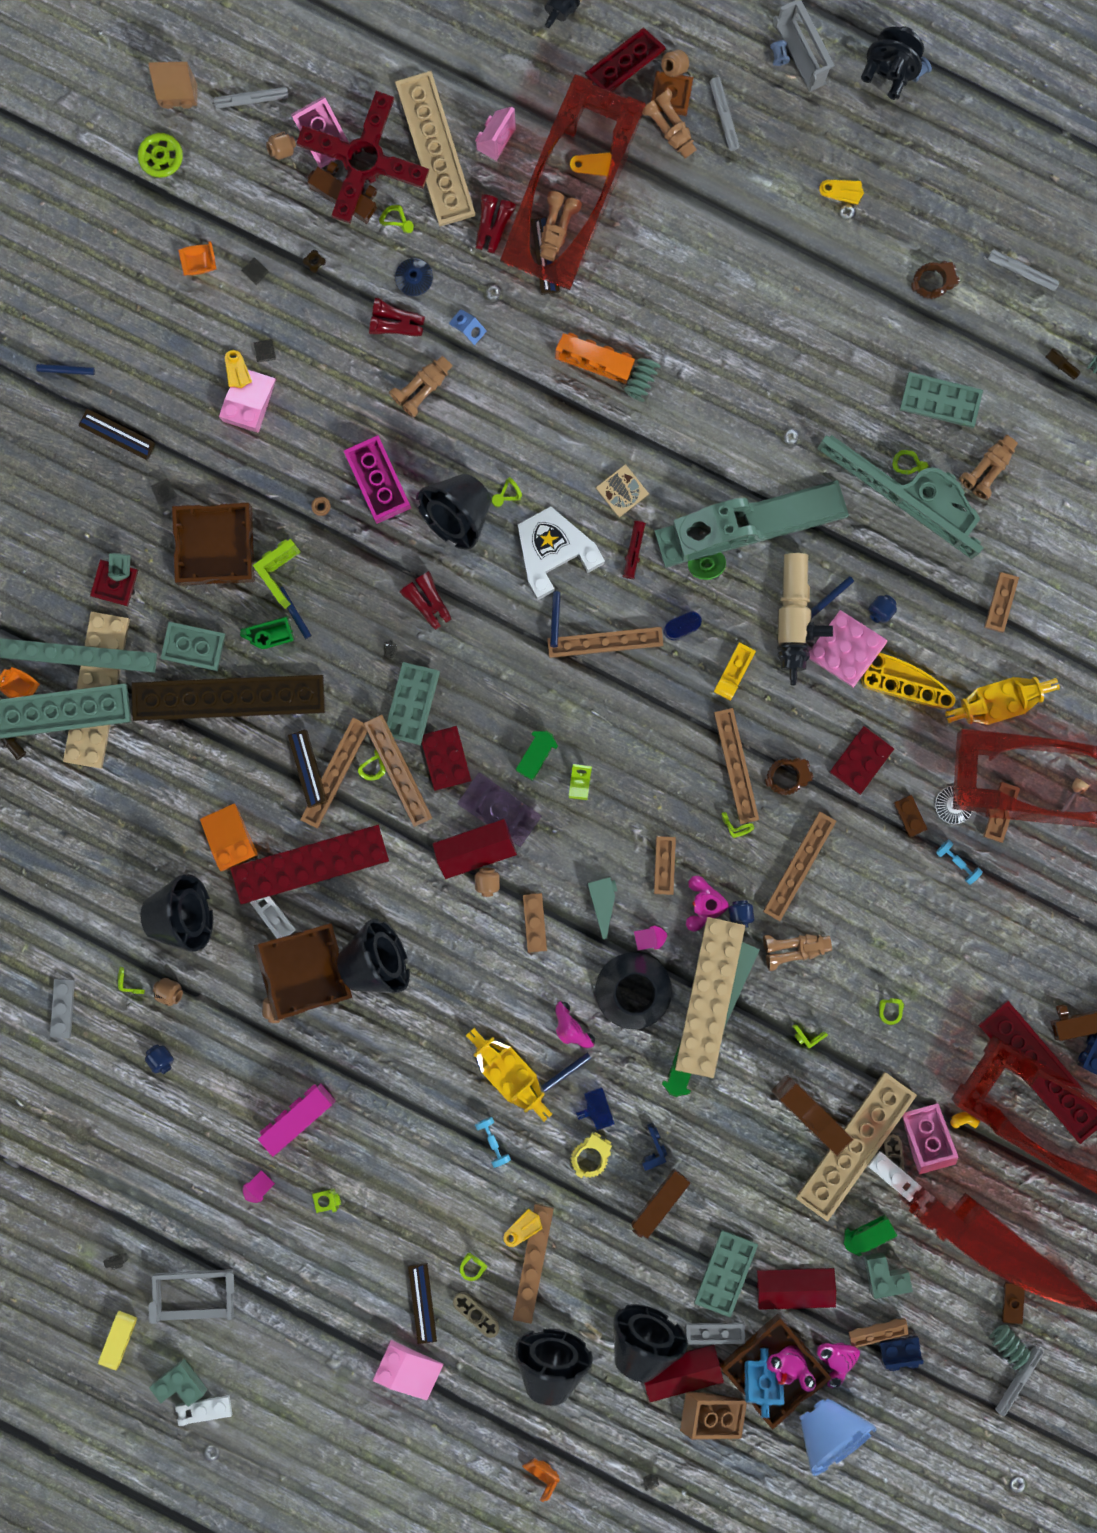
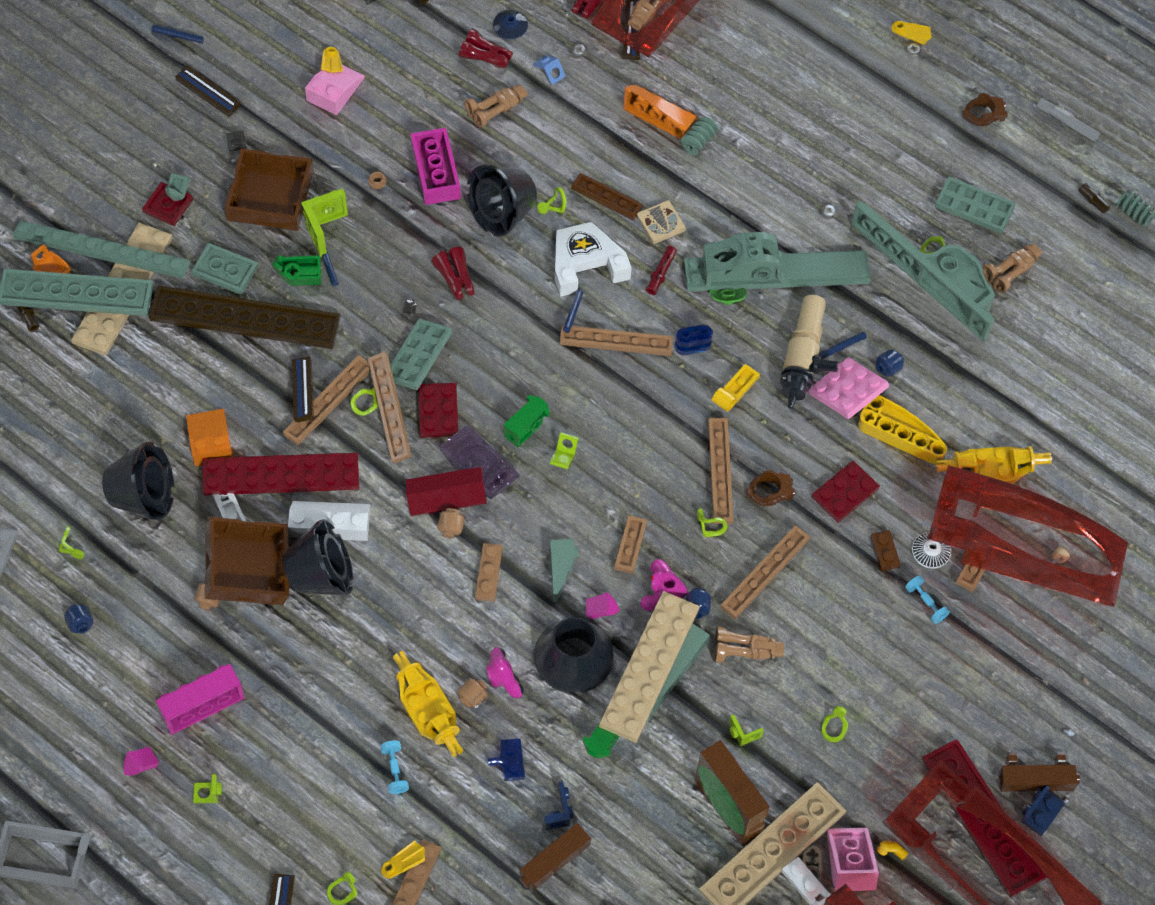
camera: 10 degrees right, 25 degrees down
(167, 992) = (107, 558): medium nougat head -> none
(264, 350) = (361, 53): clear smoke plate -> none
(368, 901) = (349, 519): none -> white slope
(548, 1053) = (472, 693): none -> medium nougat head
(560, 472) = (606, 196): none -> reddish brown tile
(566, 1072) = (487, 717): dark blue bar -> none
(595, 1142) = (499, 789): light yellow piece -> none
(1001, 602) = (1006, 380): medium nougat plate -> none

